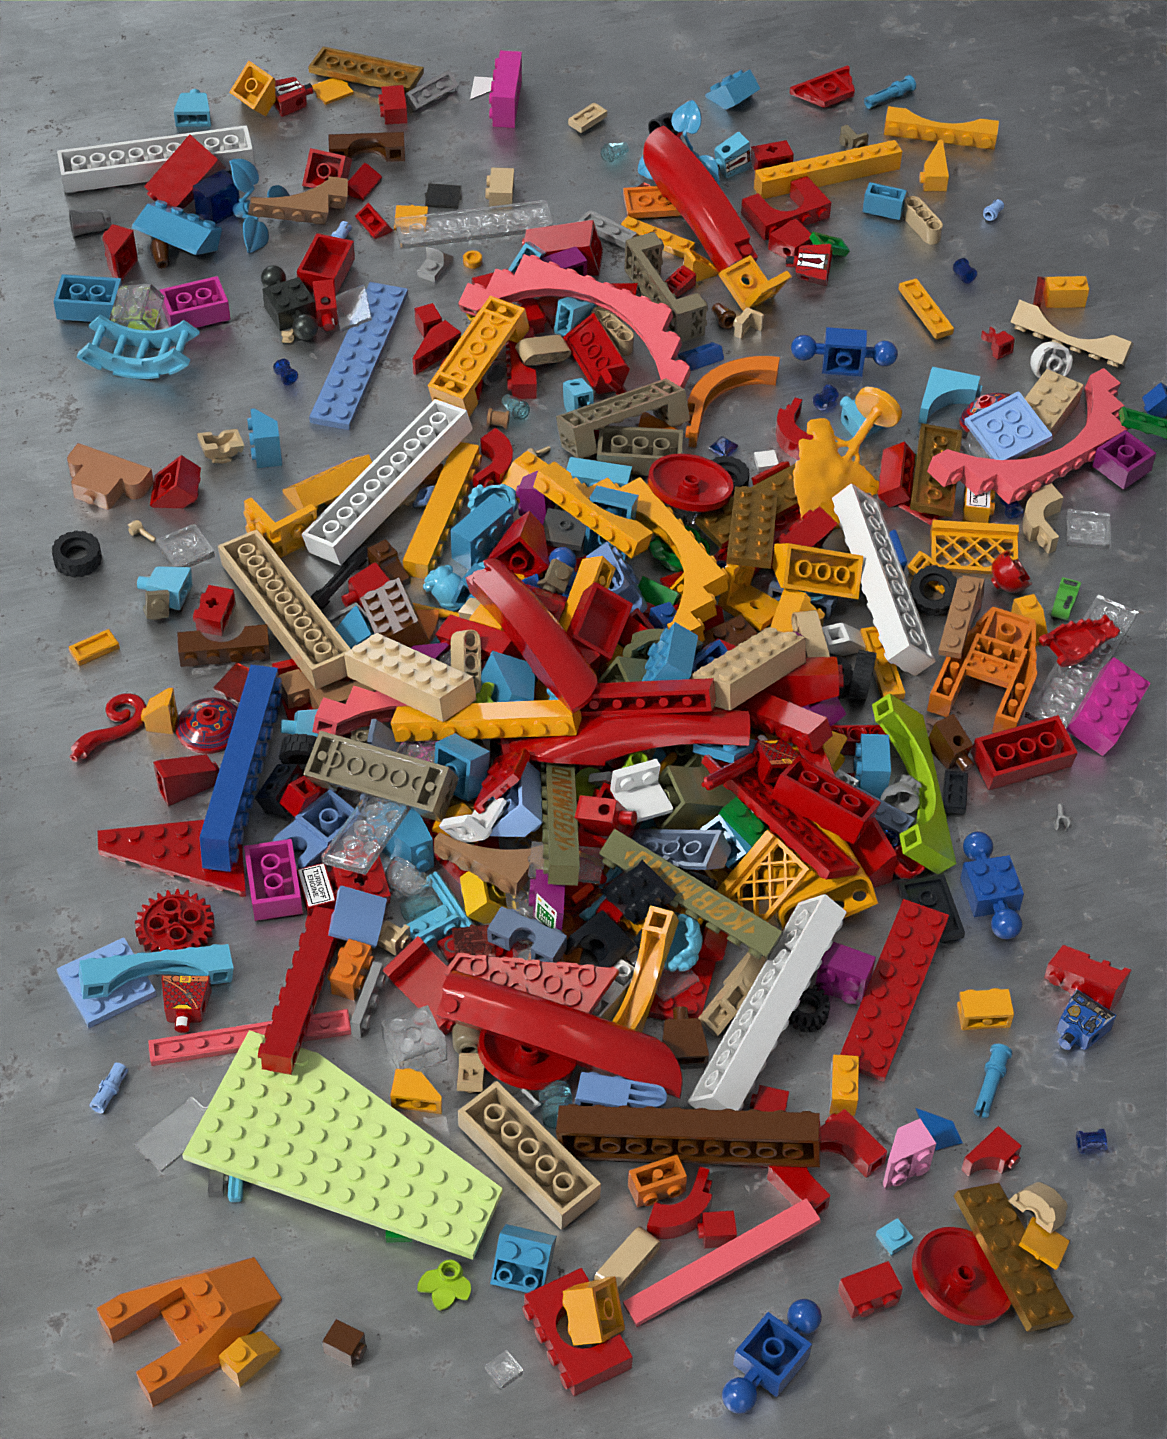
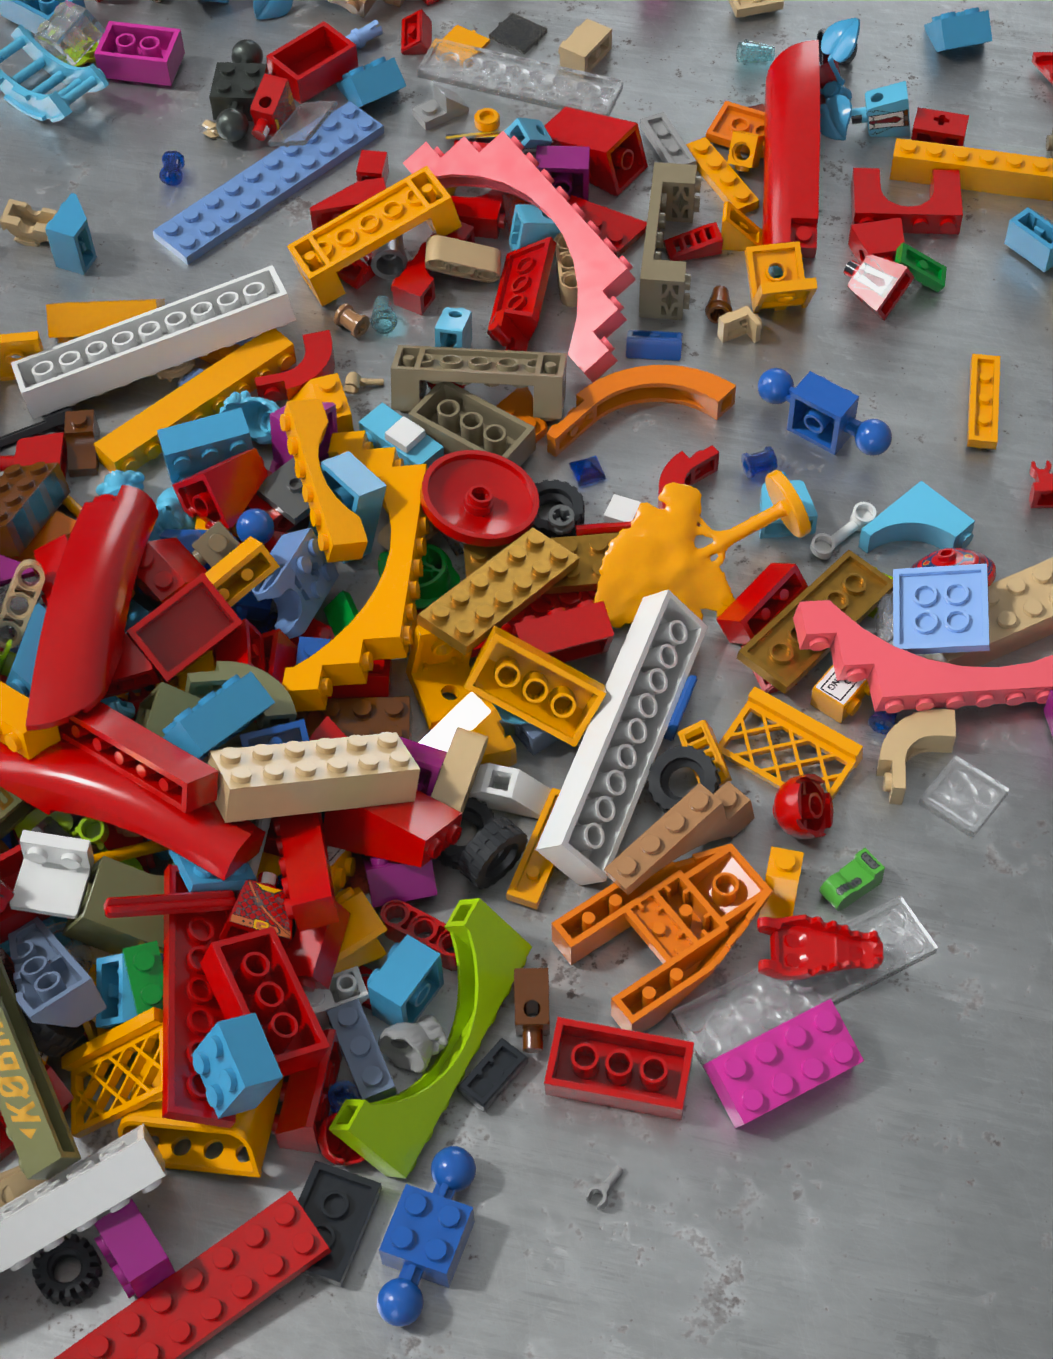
camera: 35 degrees right, 5 degrees up
(376, 263) = (373, 83): none -> dark azure slope
(486, 267) = (473, 135): none -> sticker
(604, 468) = (405, 434): none -> white tile
(660, 206) = (755, 144): none -> light orange brick
(742, 477) = (564, 513): none -> dark grey bush
(846, 831) = (236, 1065): none -> dark azure brick
(909, 406) = (824, 544): none -> white bar

